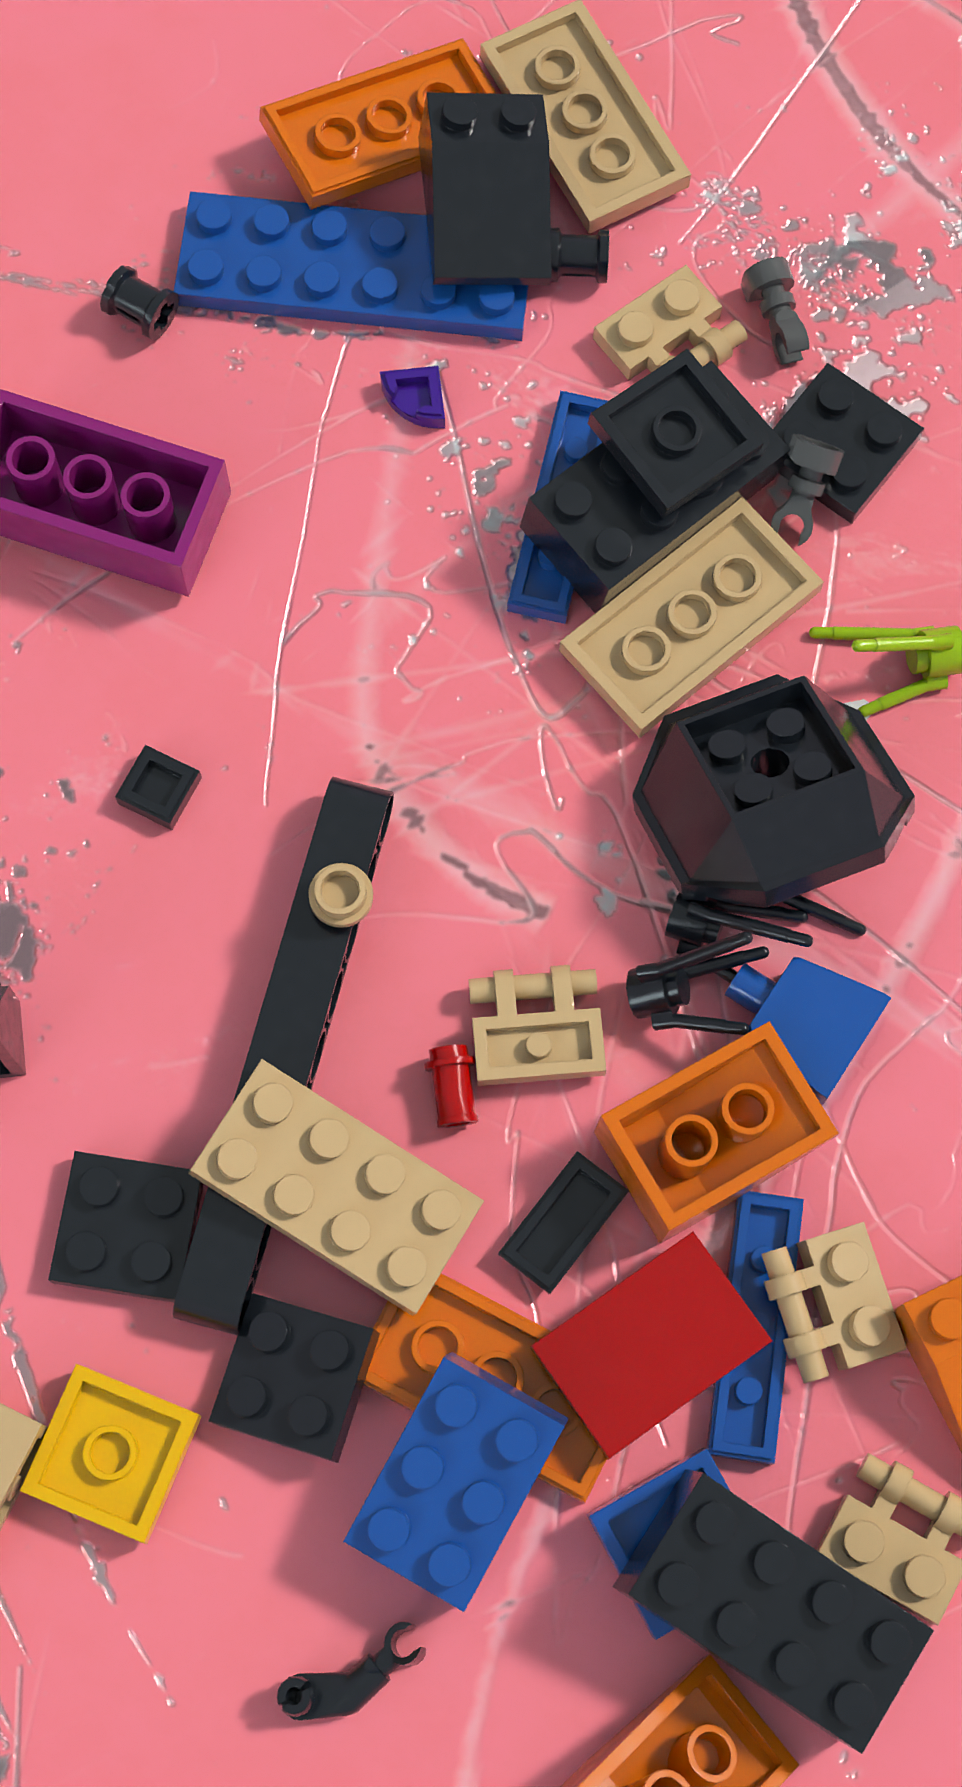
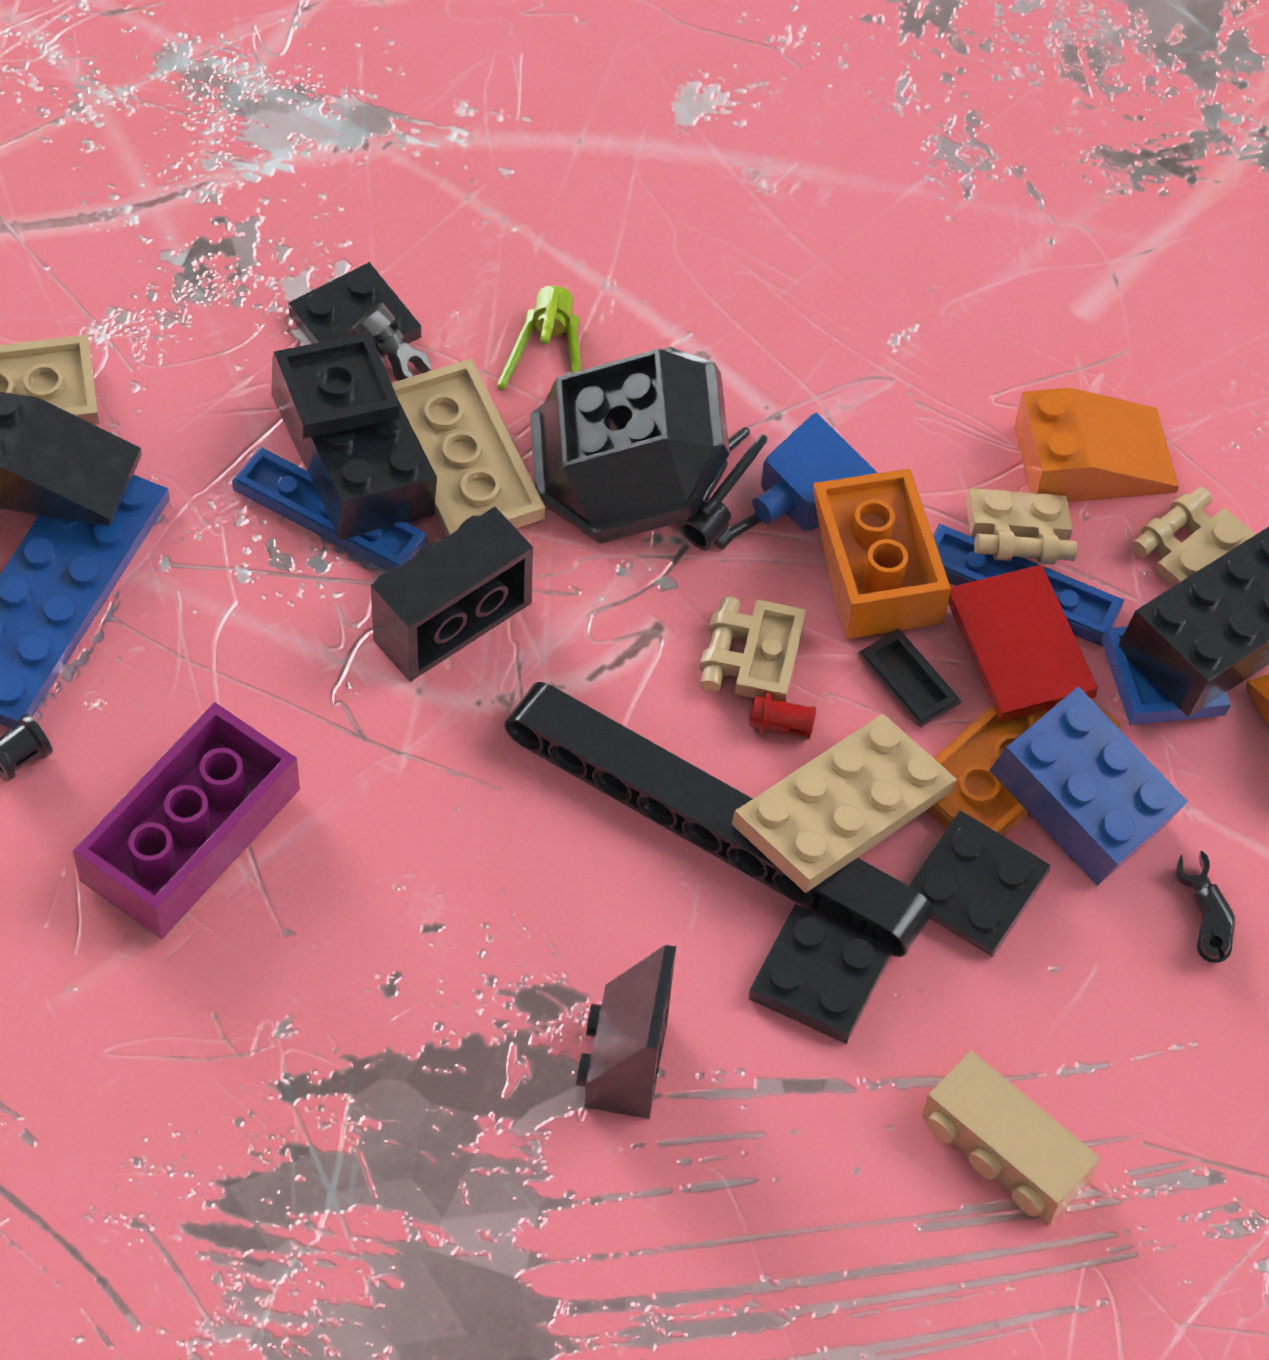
camera: 75 degrees left, 15 degrees down
(111, 1453) = (1000, 1020): yellow plate -> none
(158, 787) = (459, 855): black tile -> none
(341, 895) = (616, 727): tan plate -> none
(415, 395) = (189, 581): dark purple tile -> none
(468, 659) = (451, 593): none -> black brick
(580, 255) = (127, 419): black bush -> none
(662, 320) = (200, 402): tan plate -> none
(664, 986) = (754, 555): black plant -> none
(772, 281) = (251, 320): dark grey piece -> none

